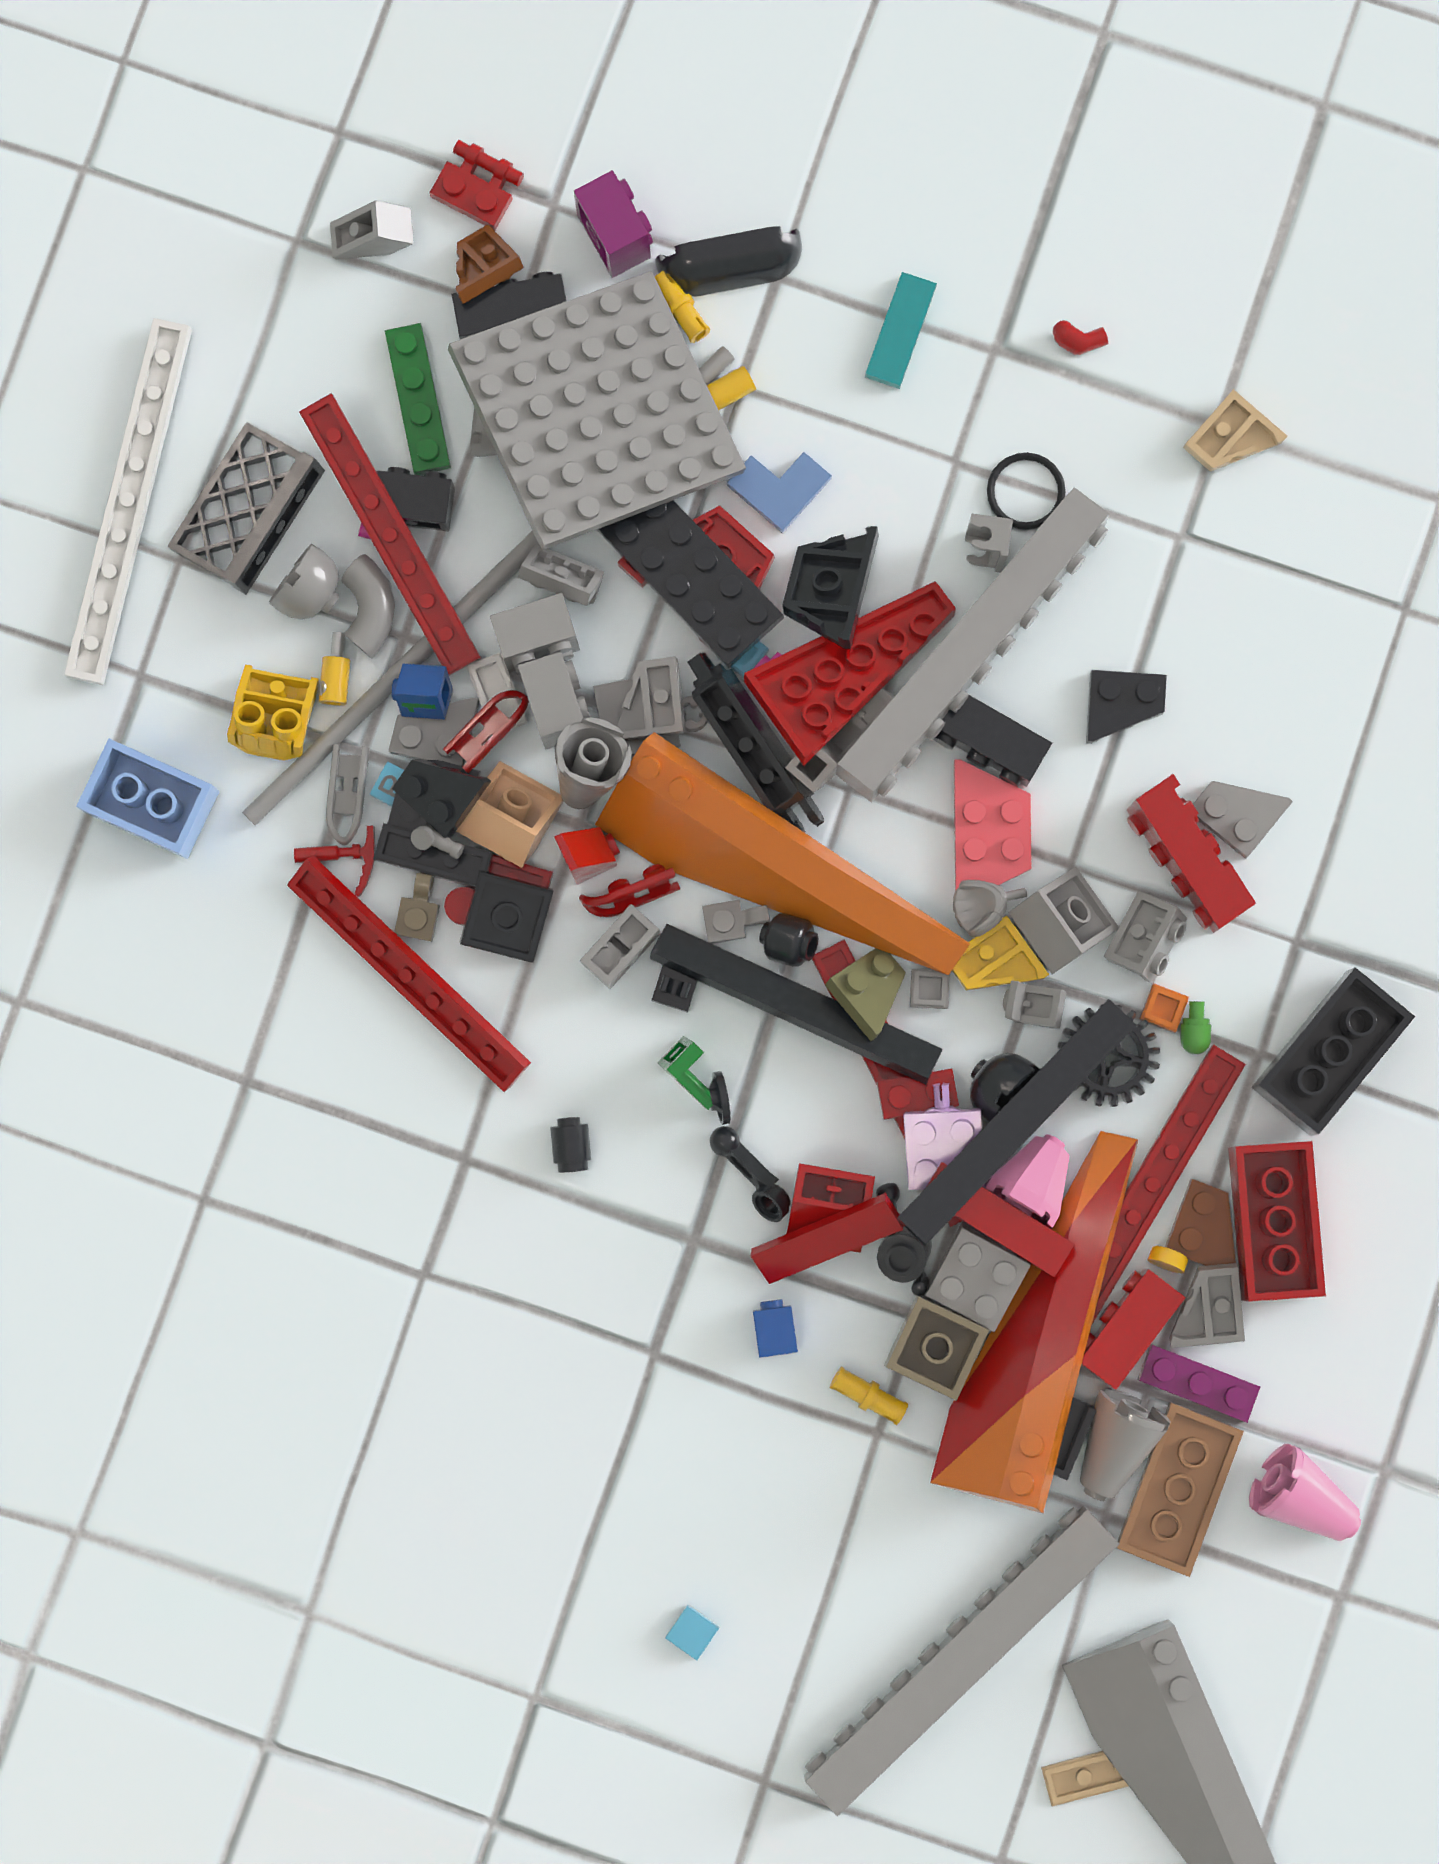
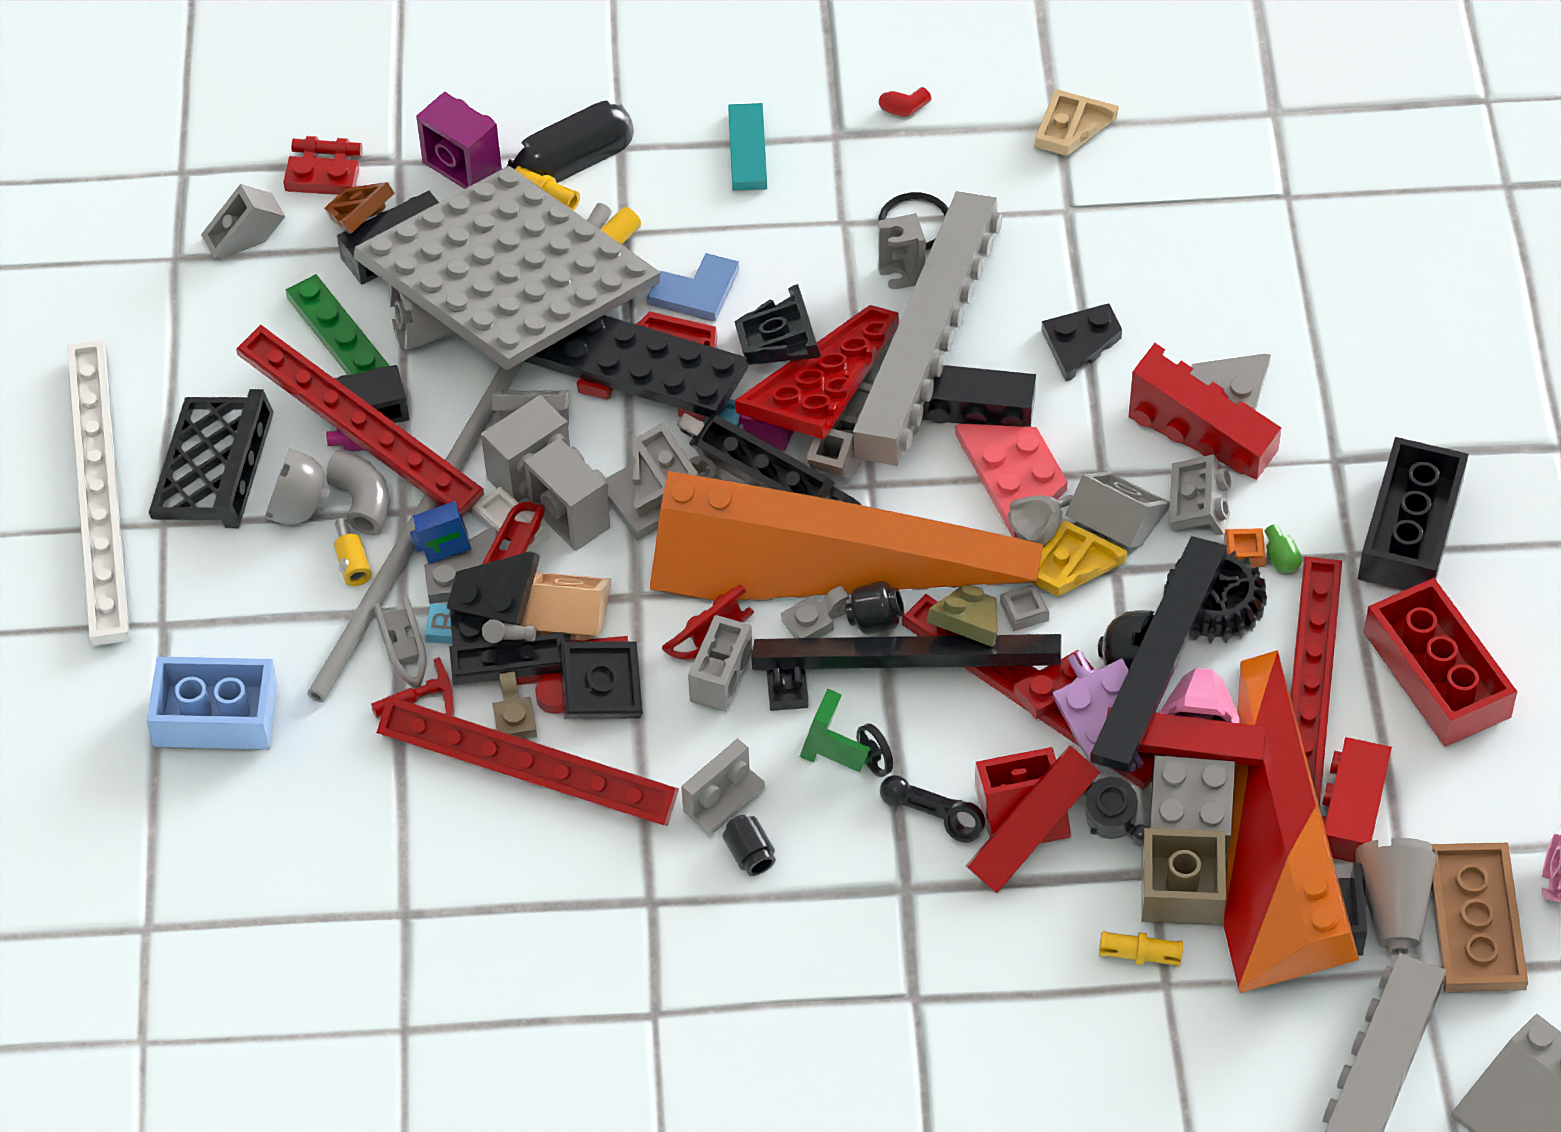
camera: 25 degrees left, 30 degrees down
(271, 713) = (304, 604): yellow slope -> none
(569, 1081) = (721, 788): none -> light grey bracket
(587, 852) = (650, 601): red slope -> none
(590, 761) = (625, 519): light grey cone -> none
(774, 1329) = (1022, 925): blue brick -> none
(1034, 1005) = (1127, 580): light grey bracket -> none
(1168, 1259) = (1359, 728): yellow tile -> none
(1198, 1383) = (1446, 824): magenta plate -> none
(1203, 1226) = (1379, 703): dark orange wing -> none
(1210, 1309) = (1421, 756): light grey wing -> none

